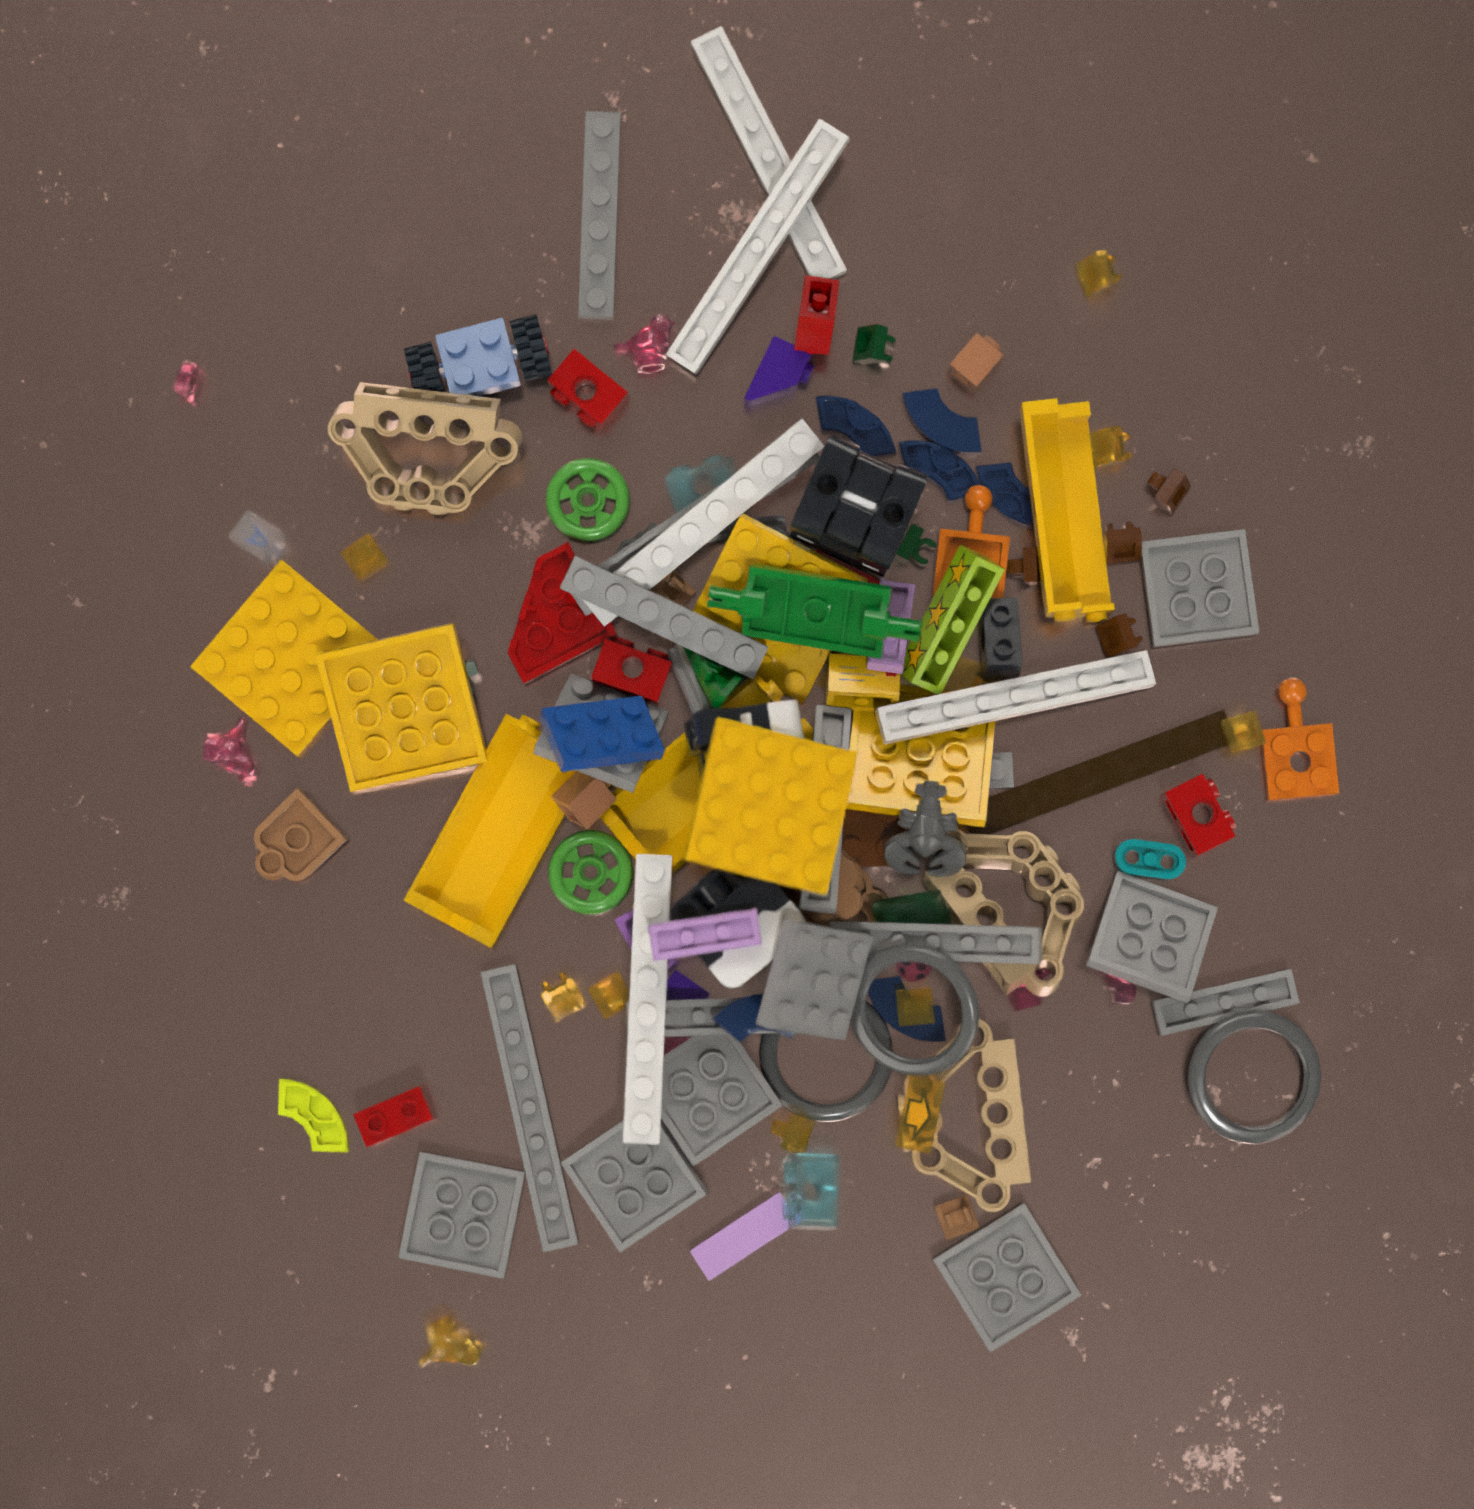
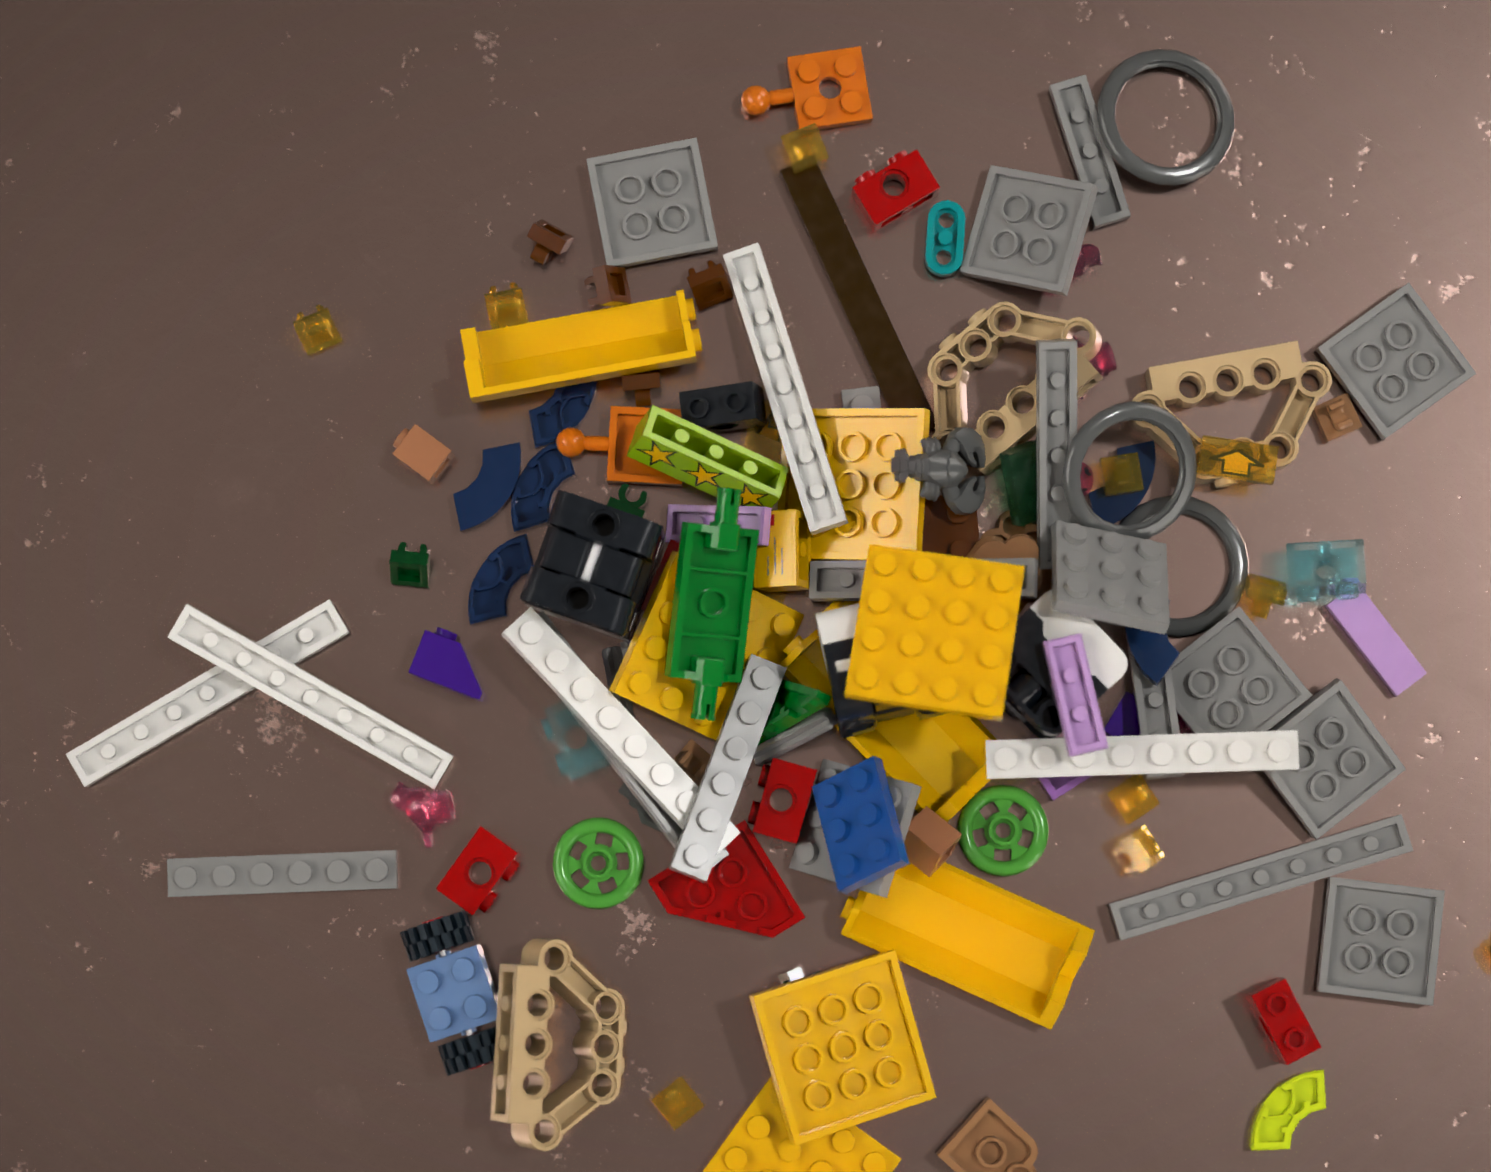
camera: 90 degrees left, 0 degrees up
(816, 315) = (383, 626): red brick -> none

